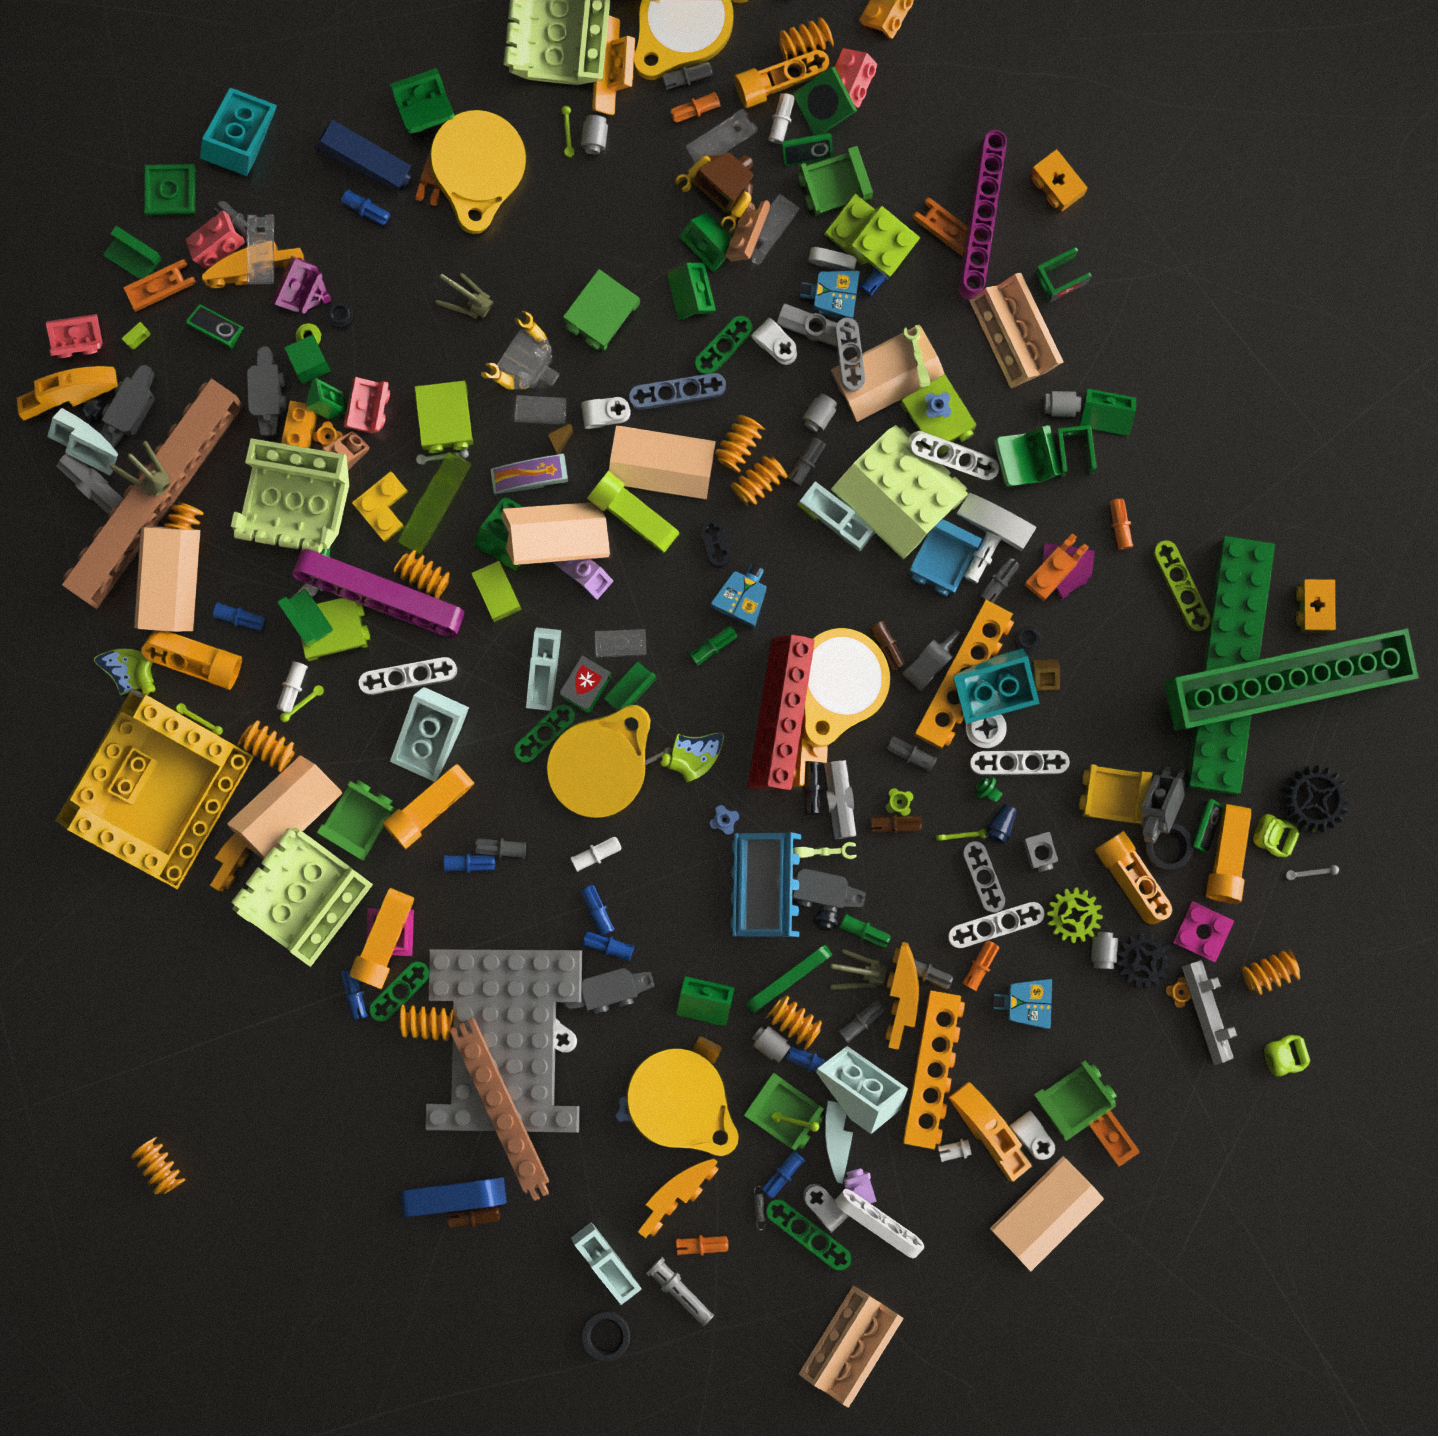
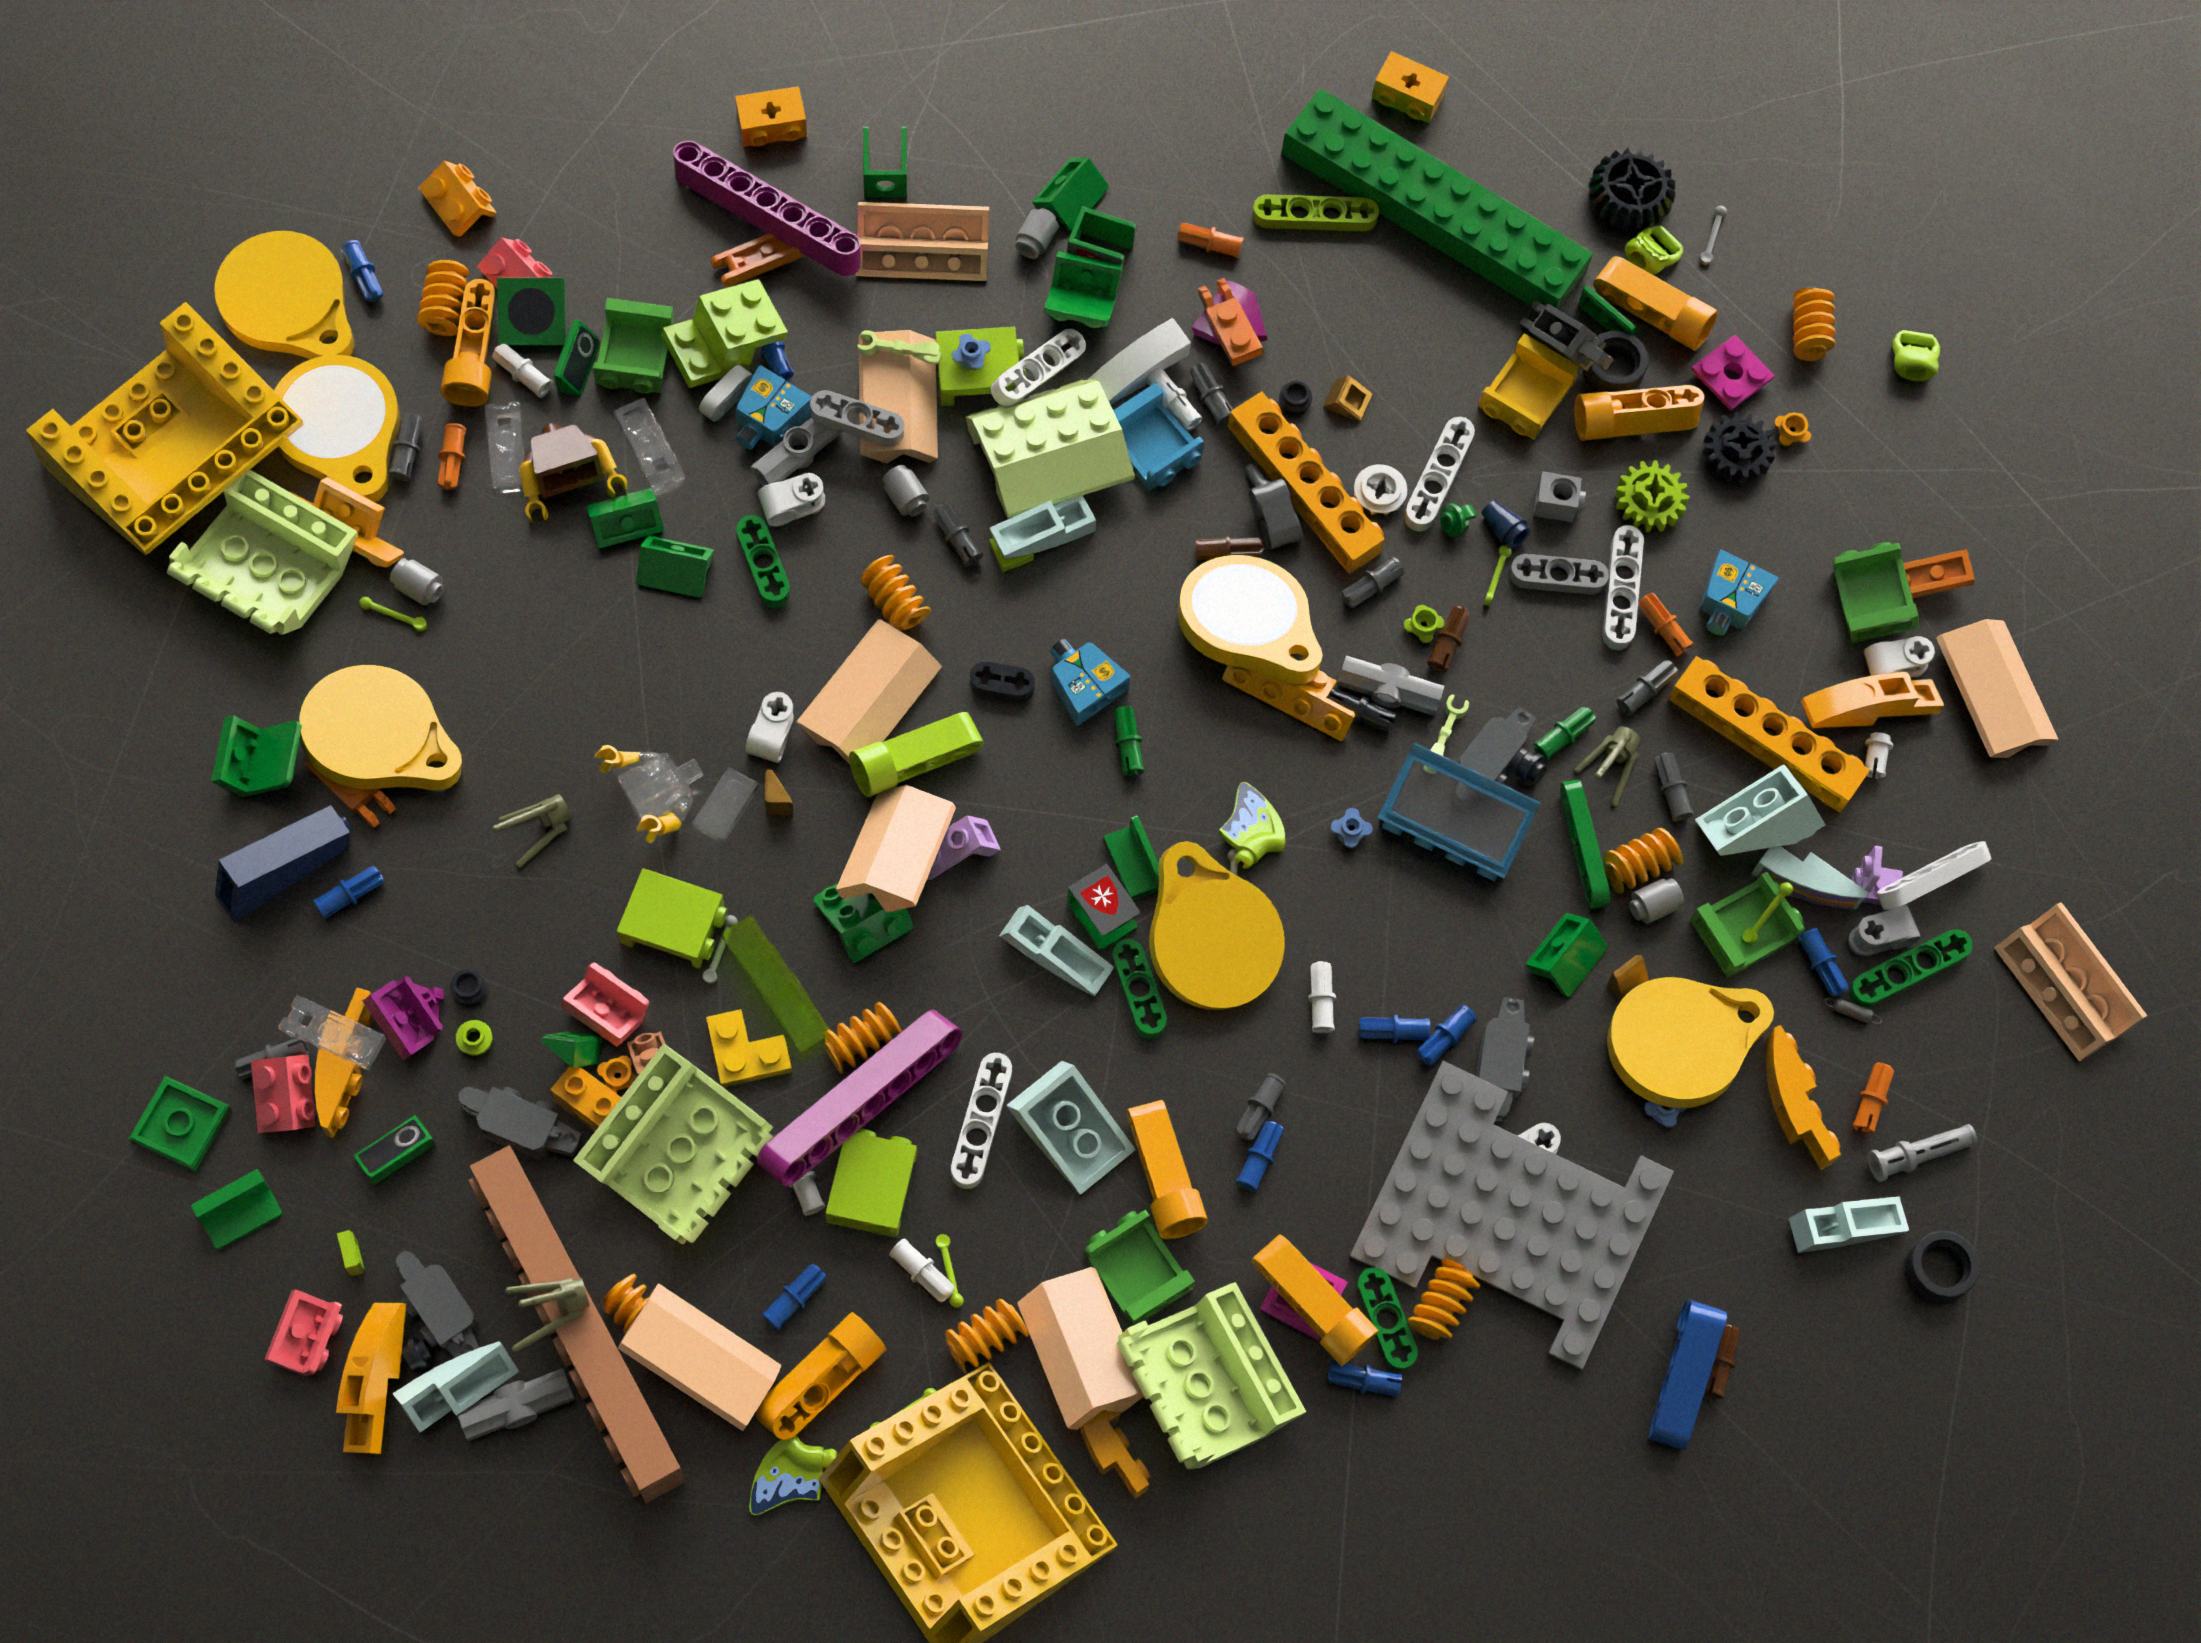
camera: 70 degrees left, 15 degrees down
(158, 286) = (299, 1196): orange hinge -> none
(237, 131) = (157, 1000): teal slope -> none
(306, 617) = (845, 1201): green panel -> none
(307, 359) = (506, 1048): green piece -> none
(496, 591) = (929, 956): lime panel -> none
(501, 1109) = (1602, 1251): nougat hinge -> none
(529, 474) = (801, 851): slope -> none
(600, 310) = (642, 674): bright green panel -> none
(620, 643) = (1069, 847): clear plate -> none
(677, 388) = (793, 638): sand blue beam -> none
(747, 232) = (643, 465): nougat hinge -> none
(758, 480) = (952, 594): light orange piece -> none
(781, 712) = (1254, 695): red bracket -> none
(804, 1059) = (1697, 867): blue axle -> none
(906, 987) = (1658, 710): light orange slope -> none
(996, 686) = (1342, 442): teal slope -> none
(1104, 950) = (1708, 484): light grey brick -> none
(1208, 1013) = (1861, 412): light grey hinge -> none
(1290, 679) = (1489, 138): green brick -> none

